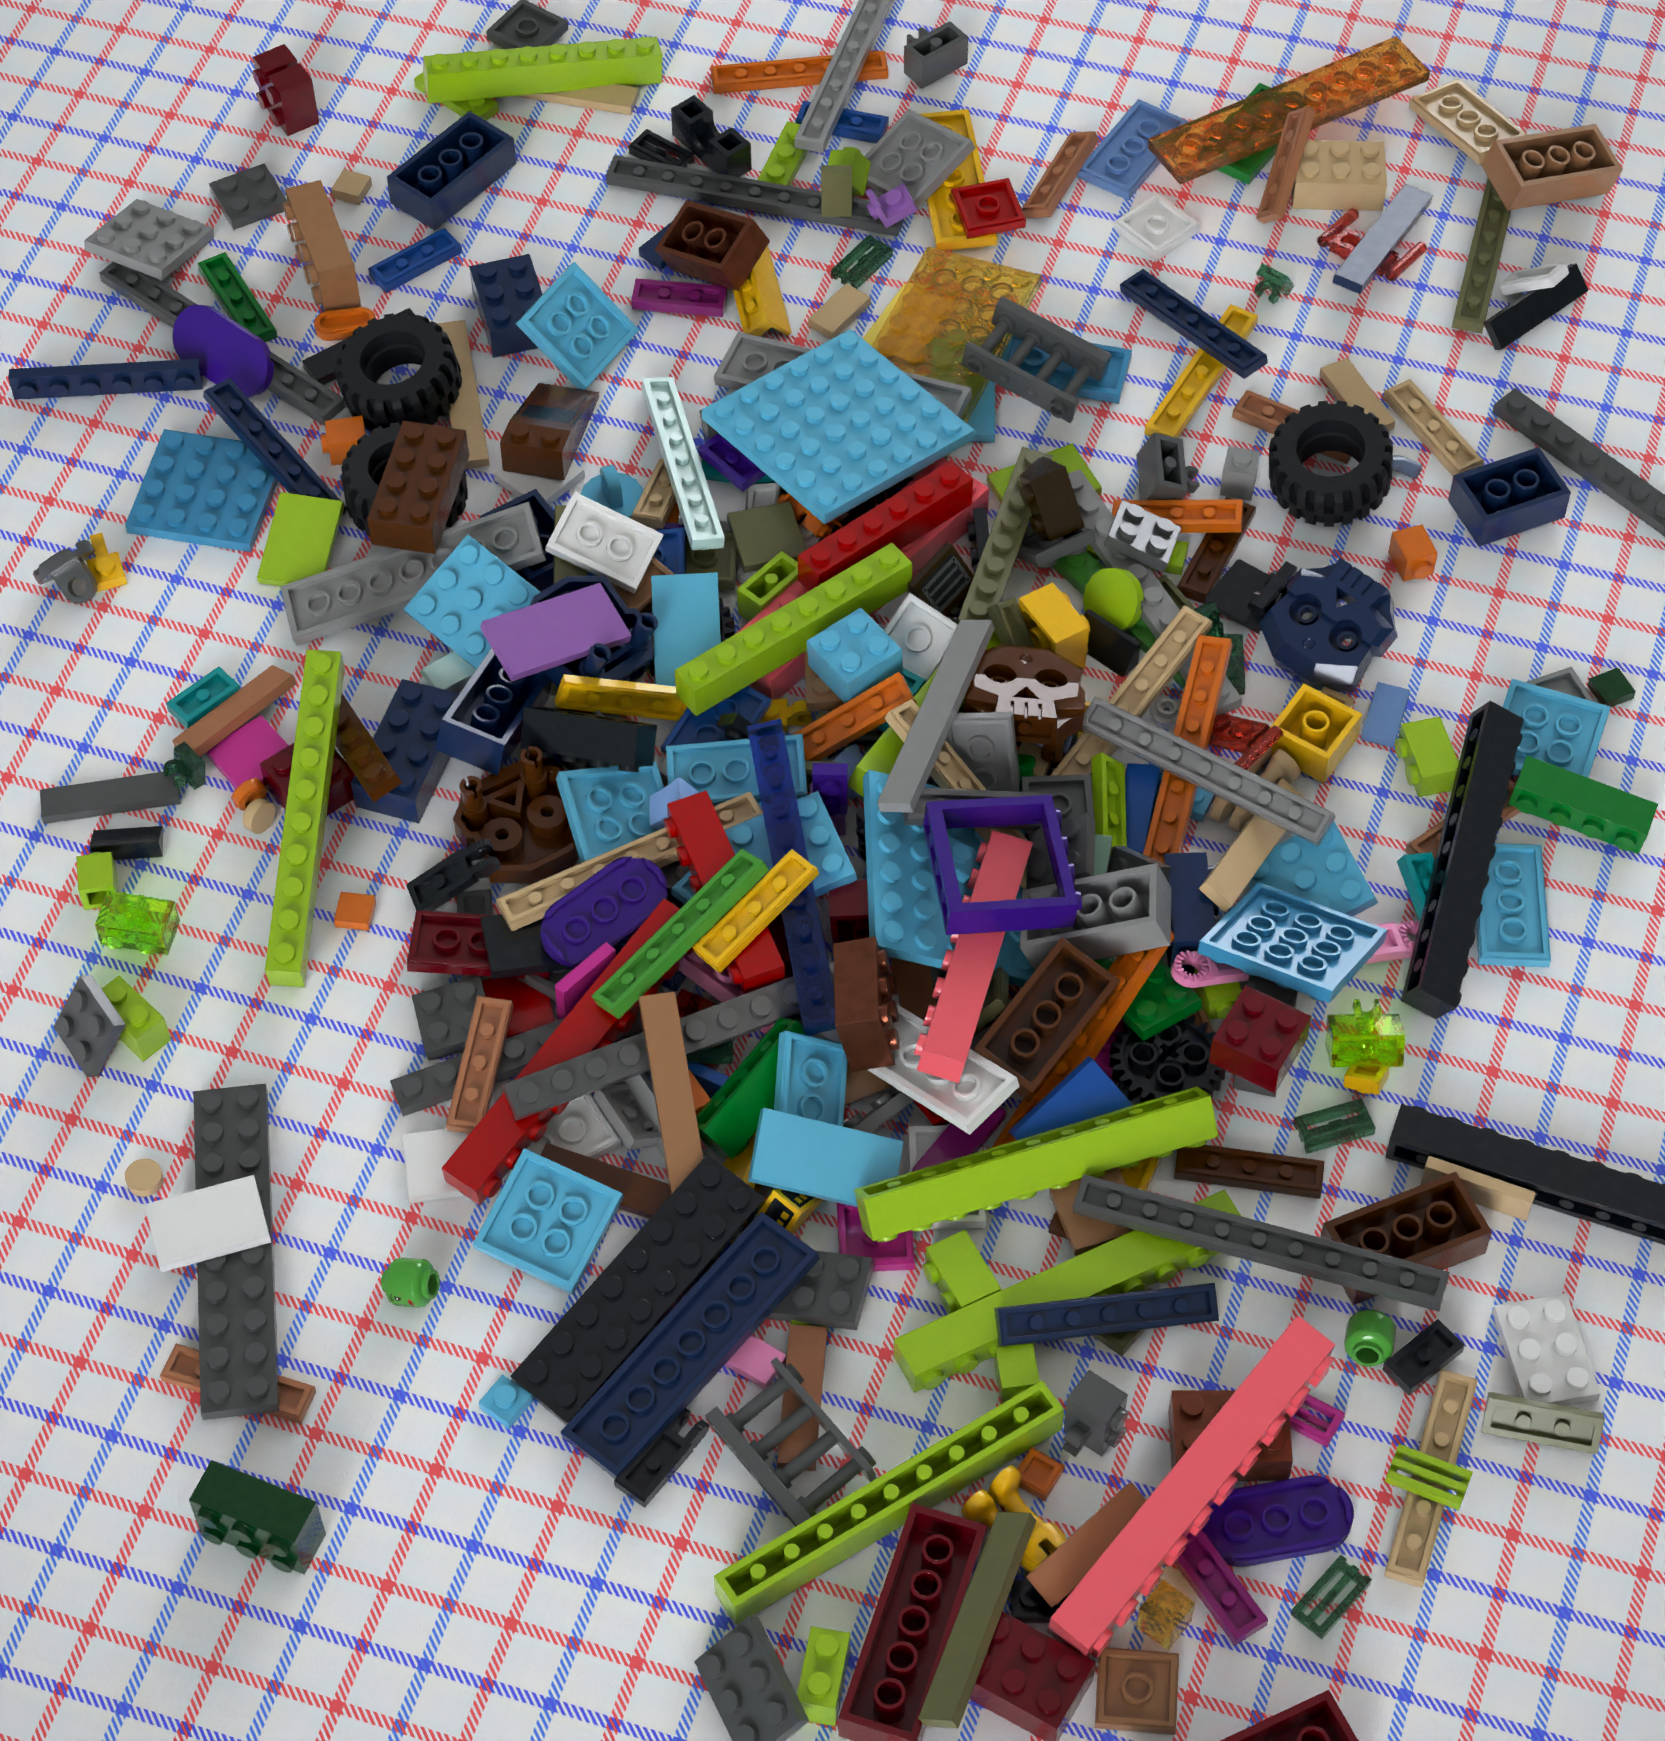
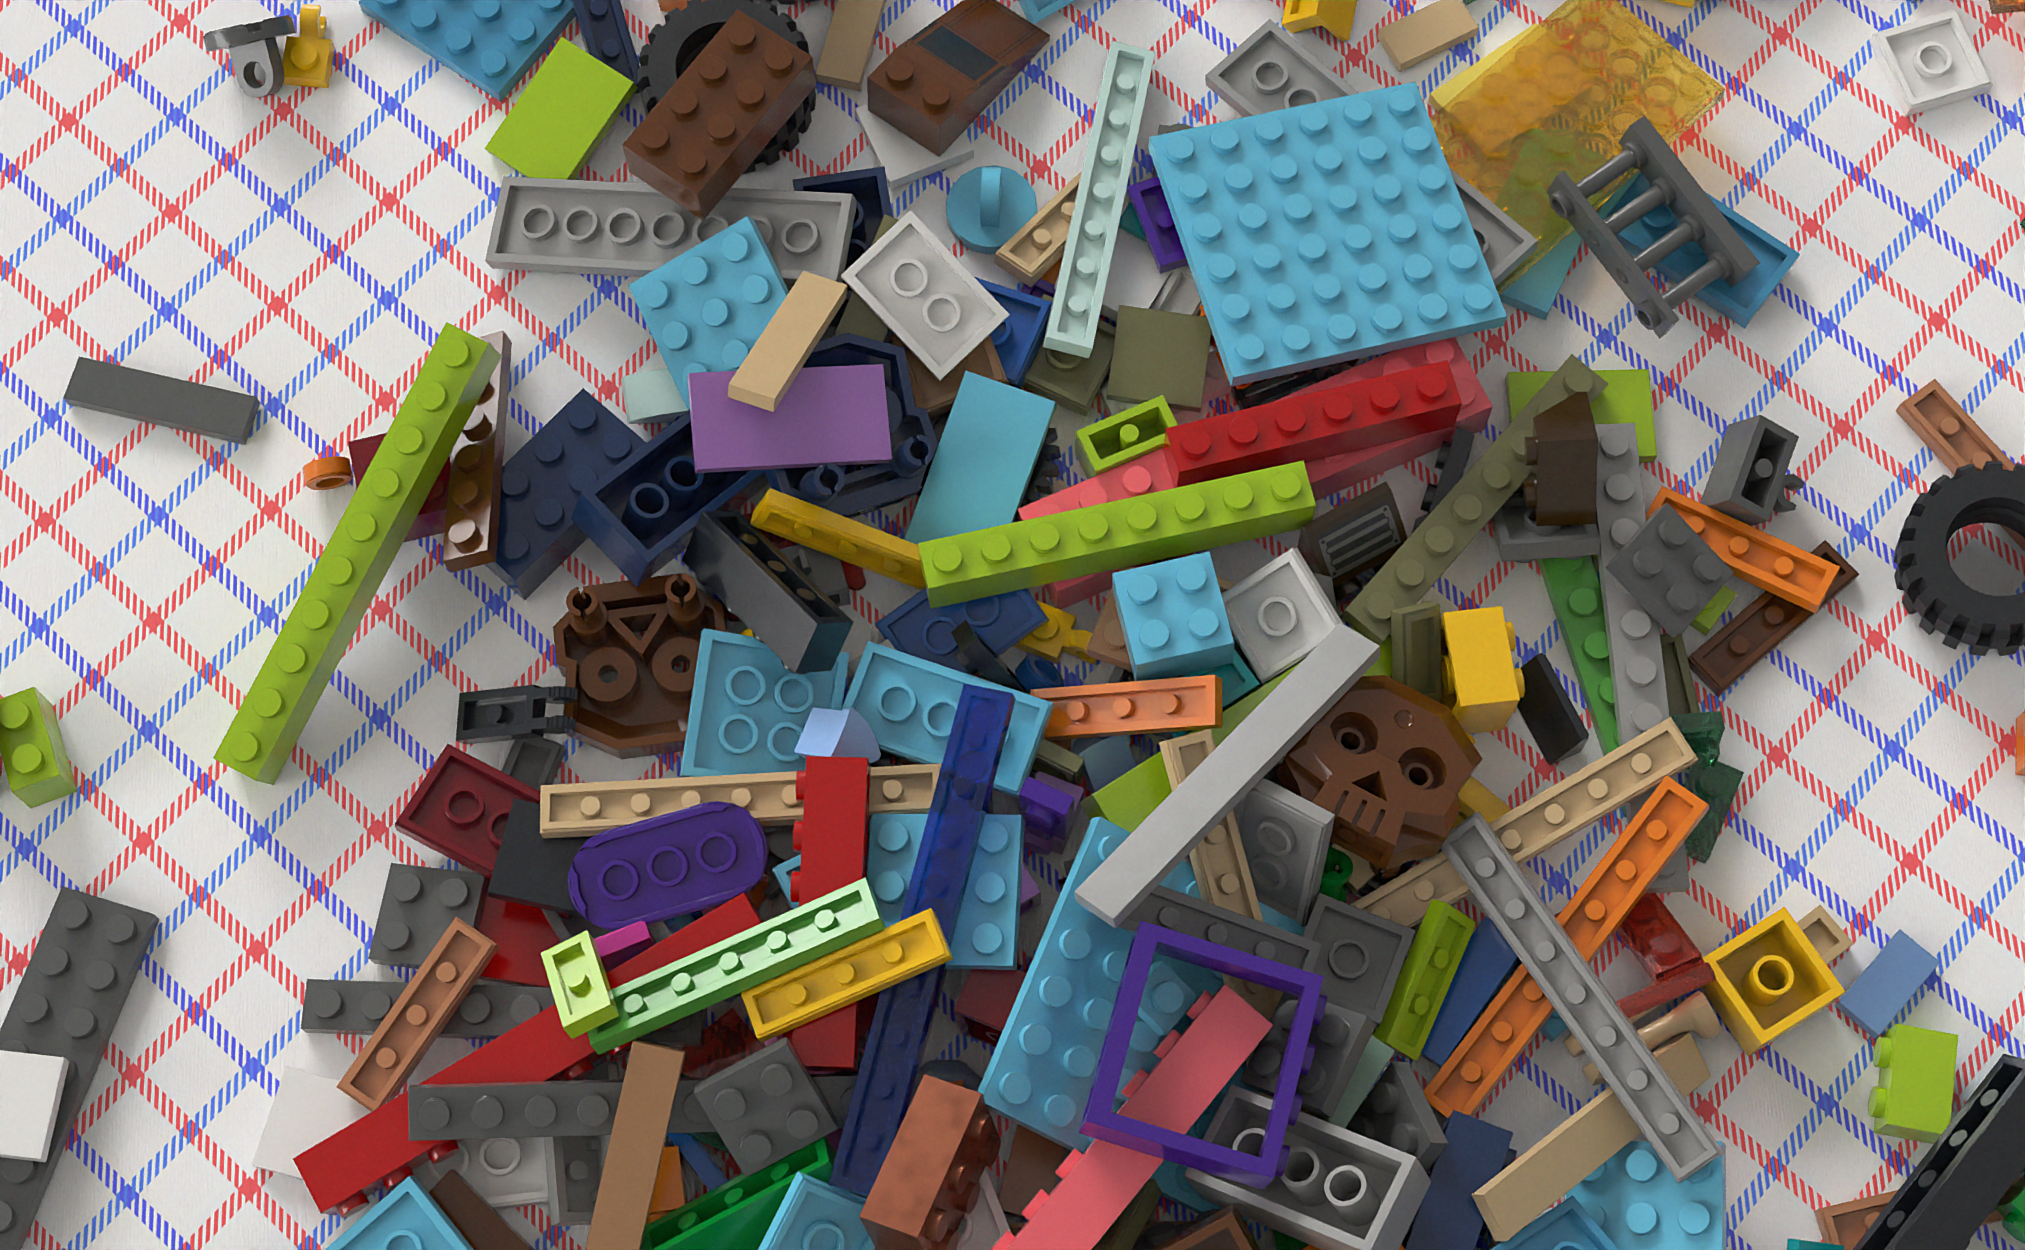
camera: 25 degrees right, 15 degrees up
(95, 877) = (86, 521): lime brick -> none
(129, 842) = (151, 477): black slope -> none
(137, 923) = (104, 607): clear neon green brick -> none
(188, 765) = (268, 401): clear green tile -> none
(202, 697) = (337, 303): teal plate -> none
(236, 710) = (363, 341): nougat tile -> none
(243, 750) = (354, 405): dark pink tile -> none
(259, 815) = (323, 510): tan tile -> none
(355, 911) = (382, 701): orange tile -> none
(534, 587) = (787, 341): none -> tan tile
(587, 980) = (579, 984): none -> plate
(739, 1010) = (765, 1107): none -> dark grey plate
(1115, 597) = (1586, 650): lime tile -> none
(1163, 718) = (1578, 863): white plate -> none
(1194, 323) = (1907, 248): dark blue tile -> none
(1196, 380) = (1881, 329): yellow plate -> none
(1239, 473) = (1859, 514): light grey brick -> none
(1249, 593) = (1785, 712): black bracket -> none
(1313, 647) = (1833, 840): dark blue brick -> none

